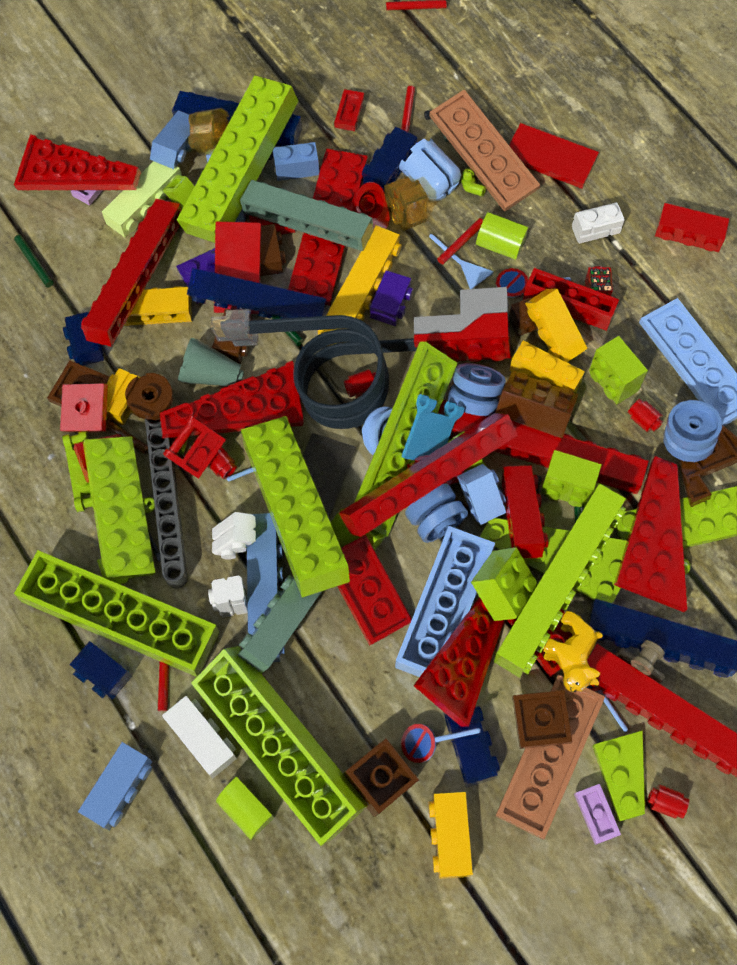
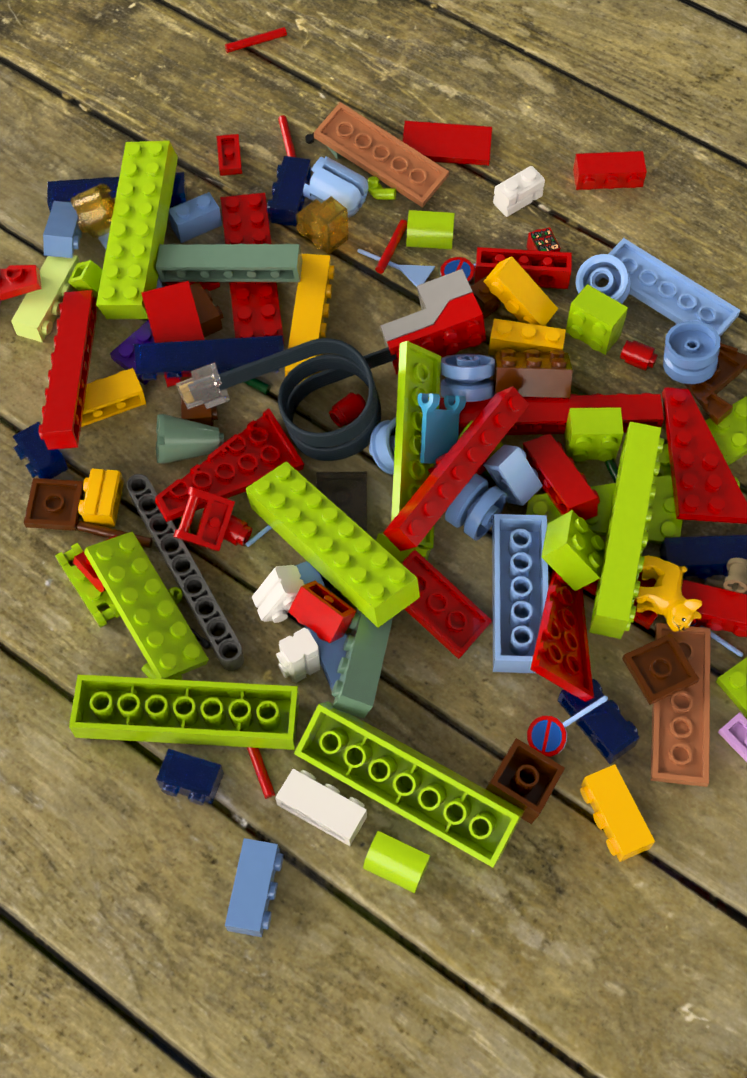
camera: 20 degrees left, 5 degrees down
(84, 408) = (69, 518): plate -> none
(144, 385) = (140, 497): reddish brown plate -> none
(260, 565) = (322, 611): none -> brick
(372, 202) = (288, 230): red piece -> none
(391, 298) = (344, 317): dark purple brick -> none
(654, 334) = (601, 267): none -> light blue wheel

